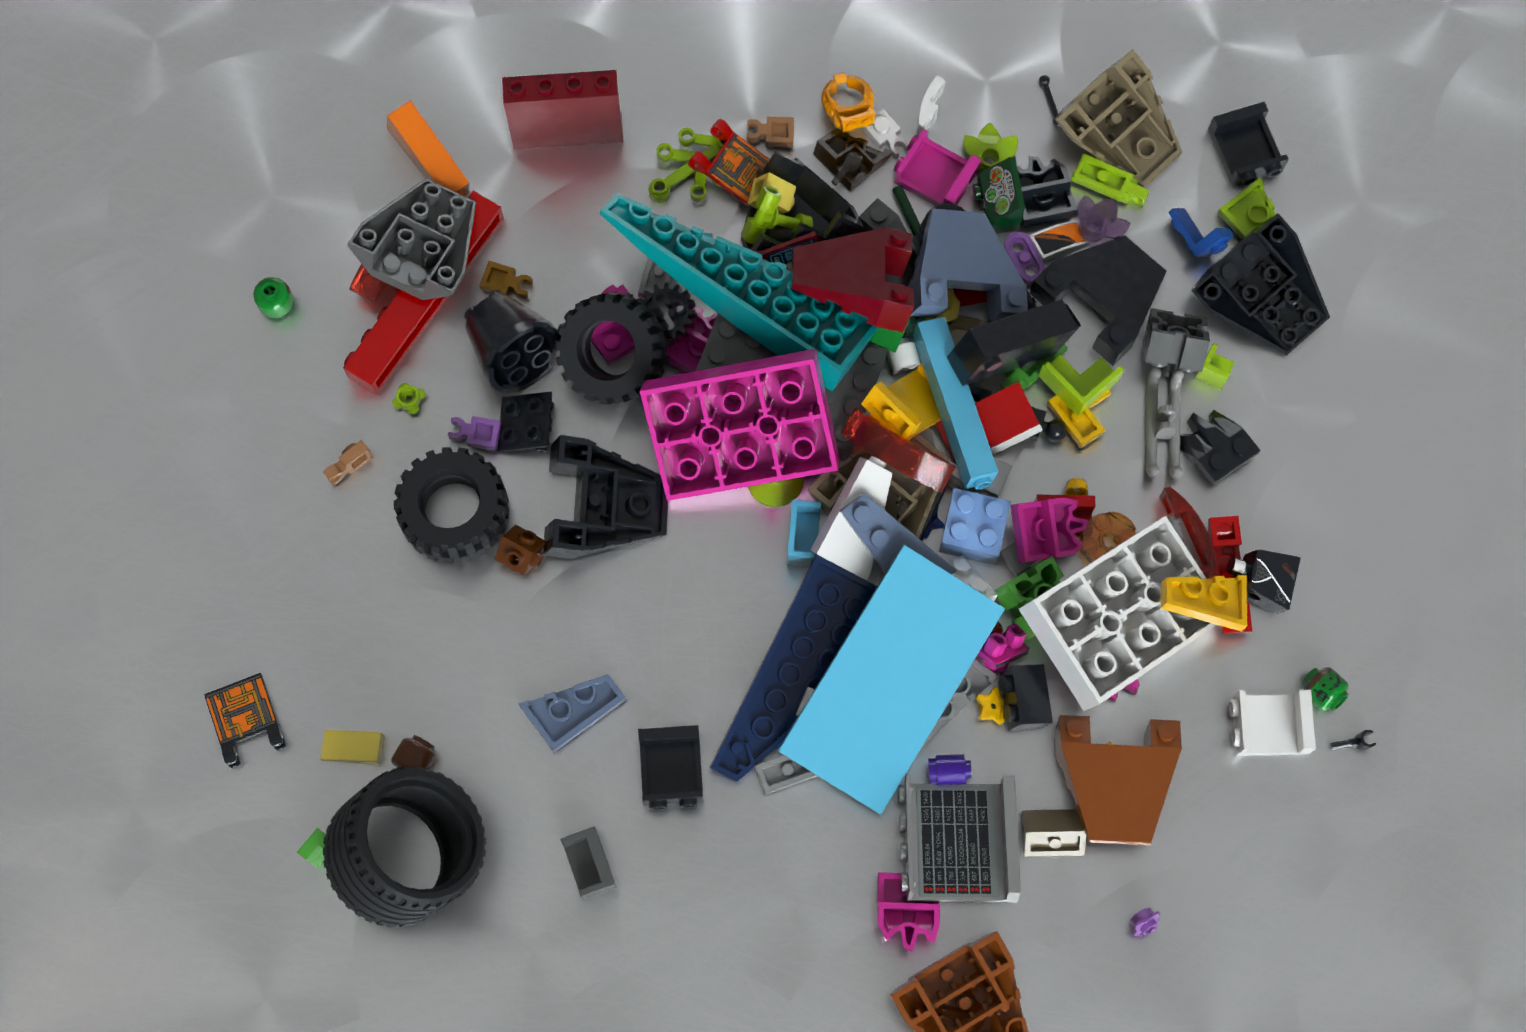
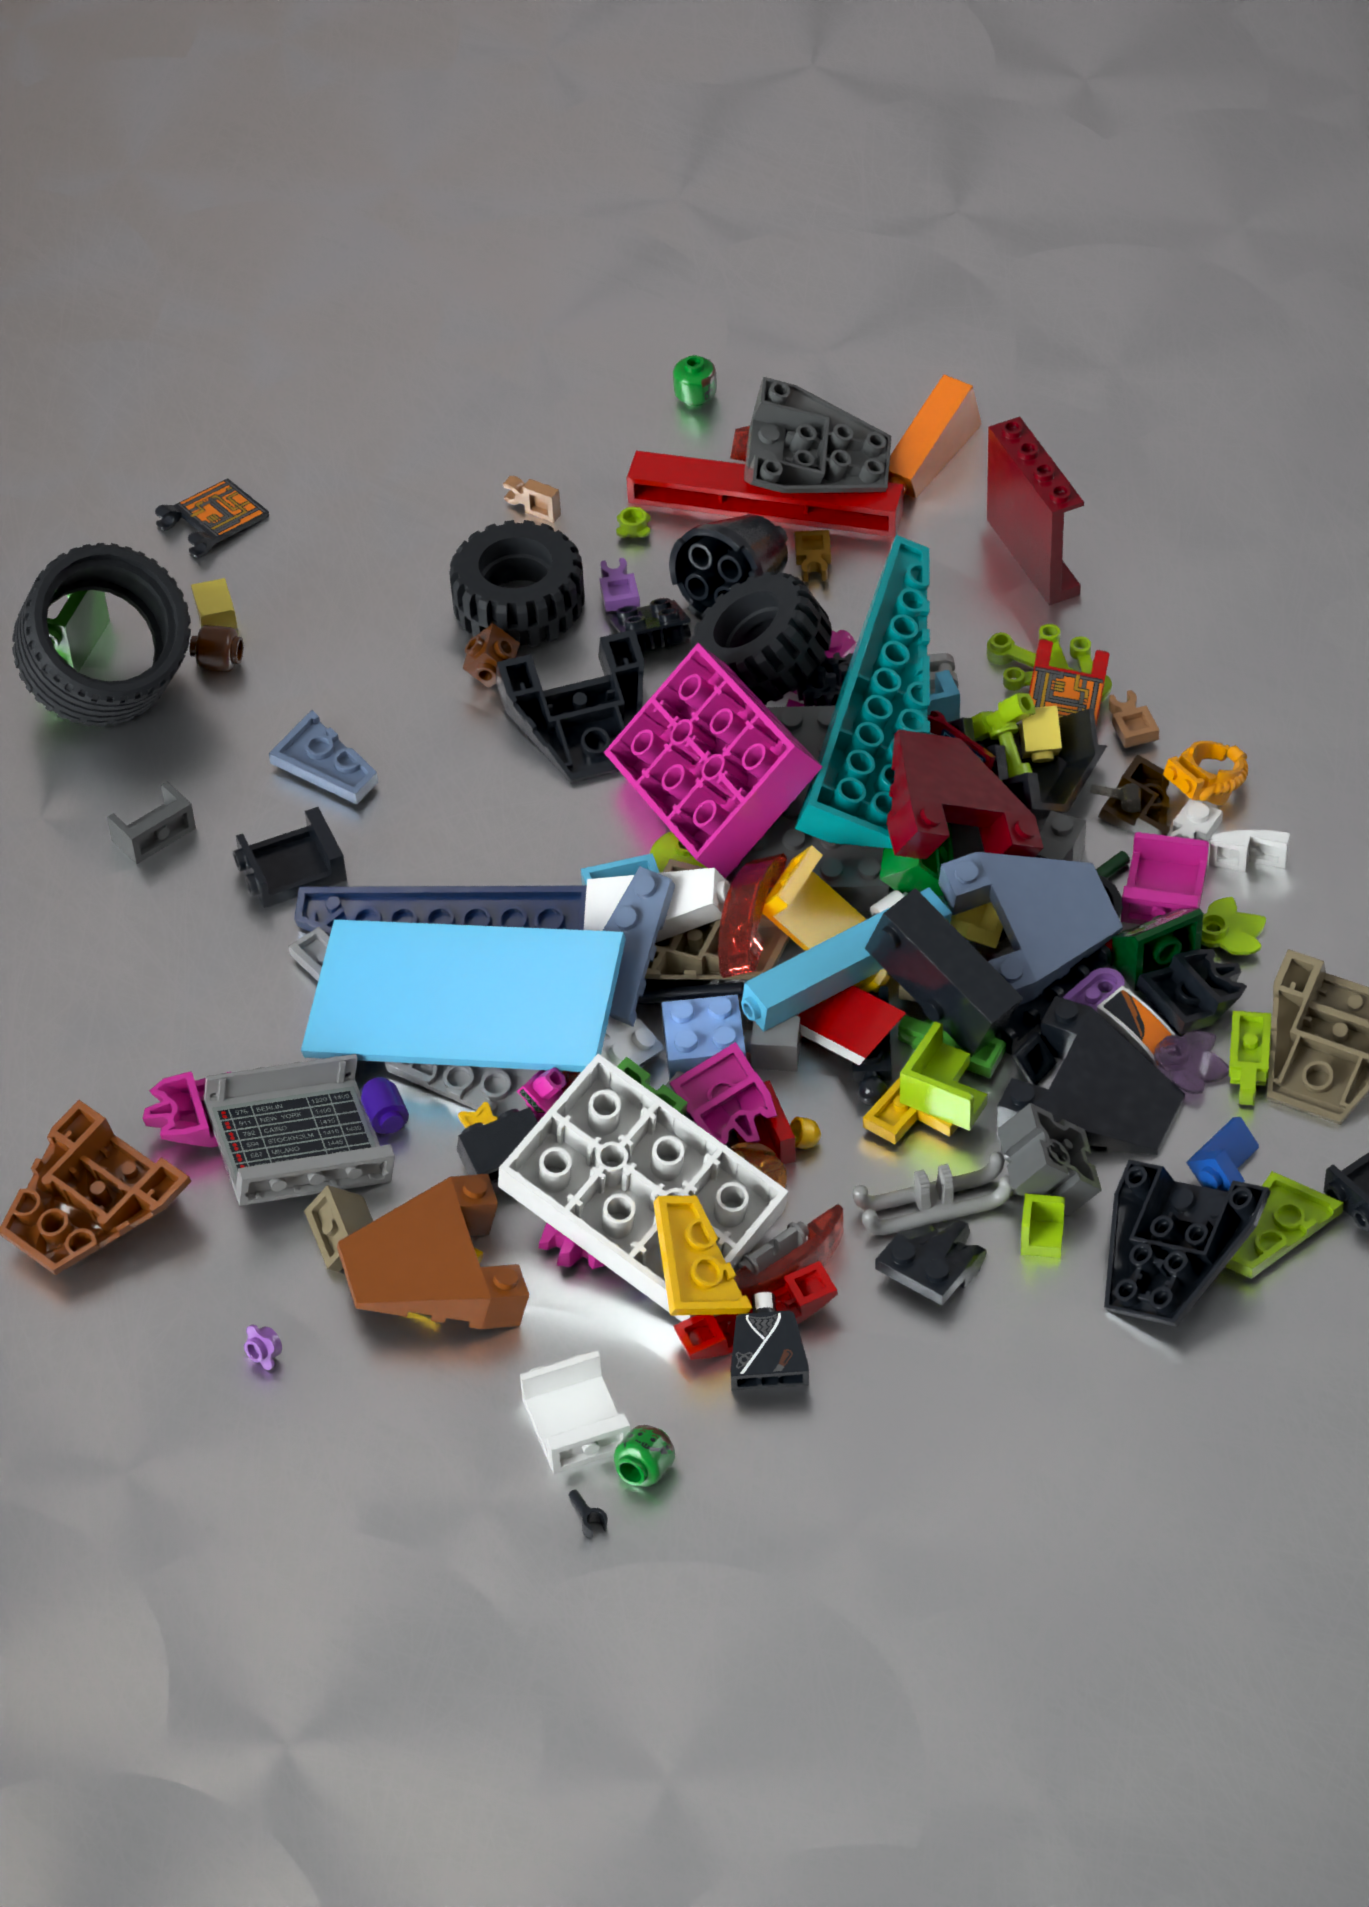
camera: 75 degrees right, 25 degrees down
(1044, 82) = (1359, 959): black hinge -> none

